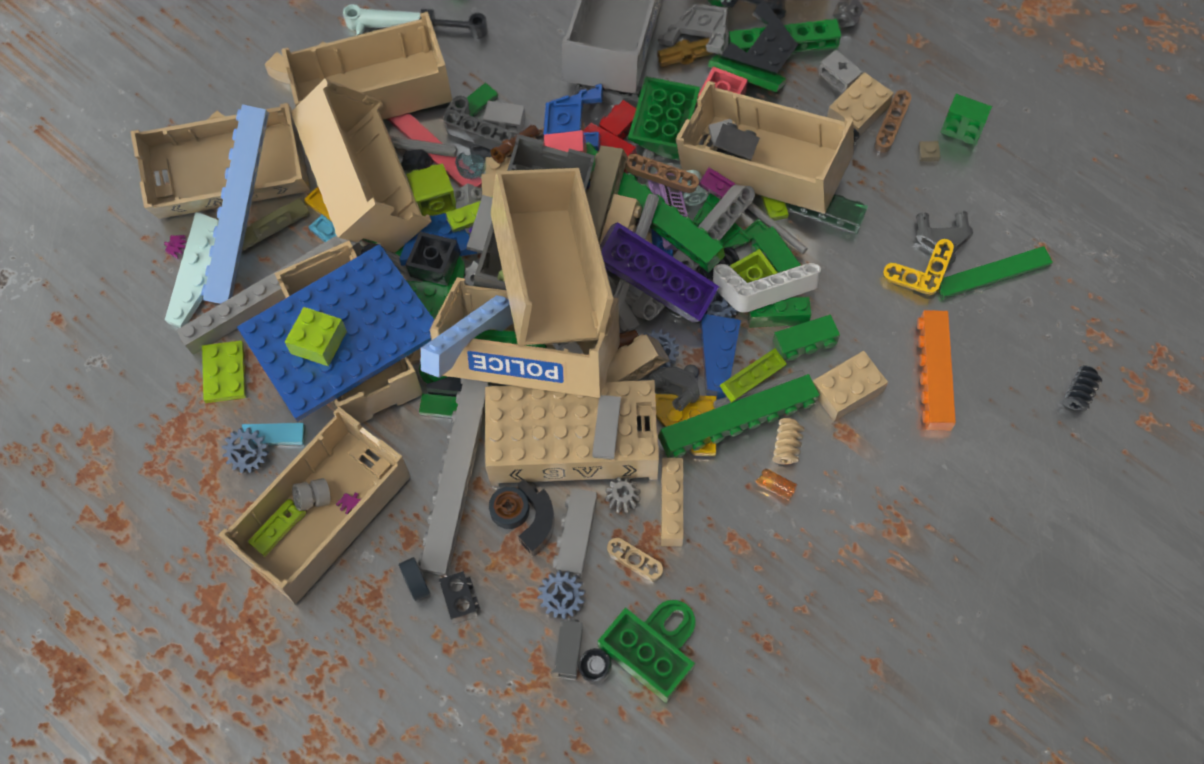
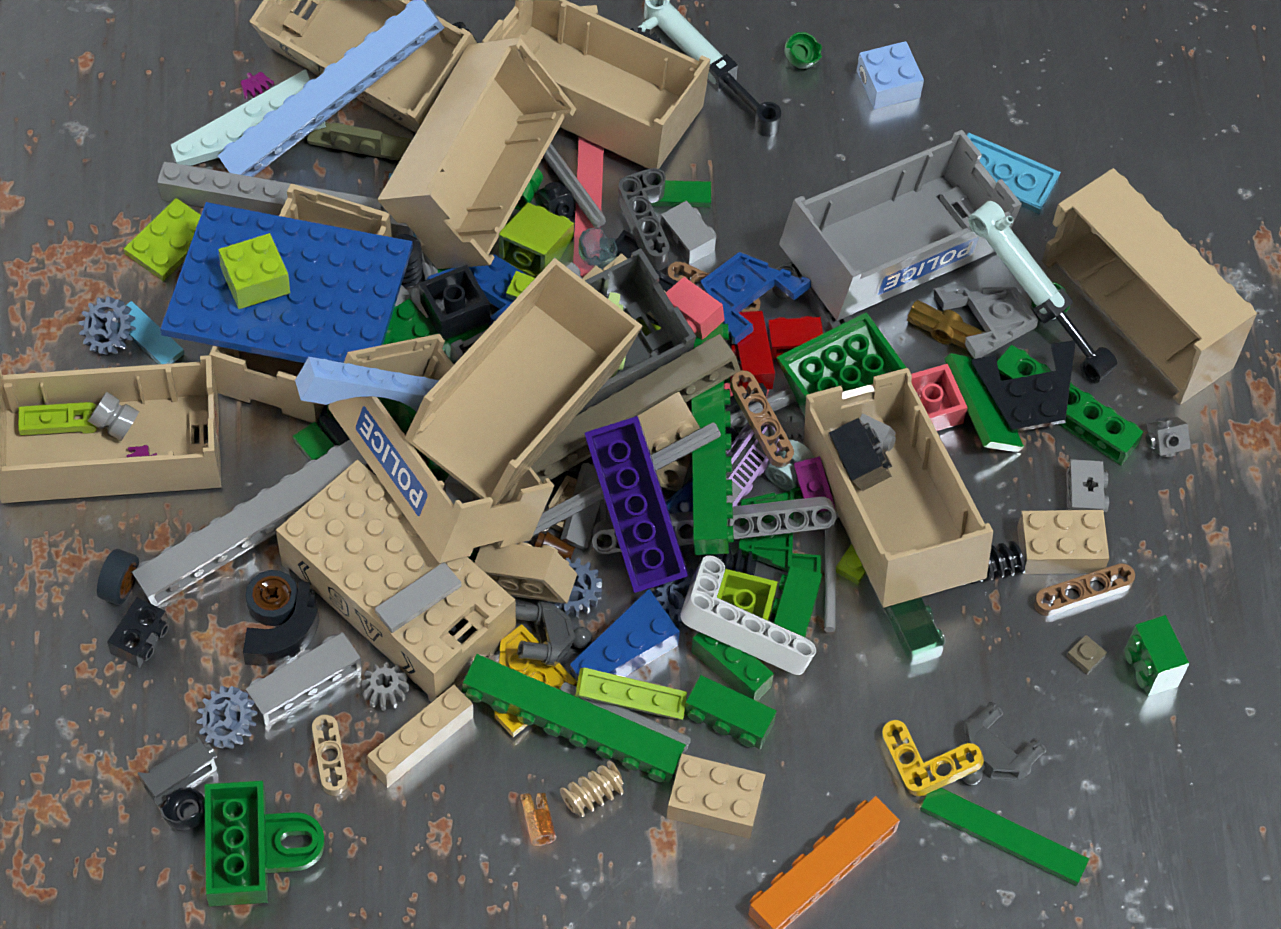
camera: 40 degrees right, 5 degrees down
(507, 146) = (671, 264): reddish brown pin -> none

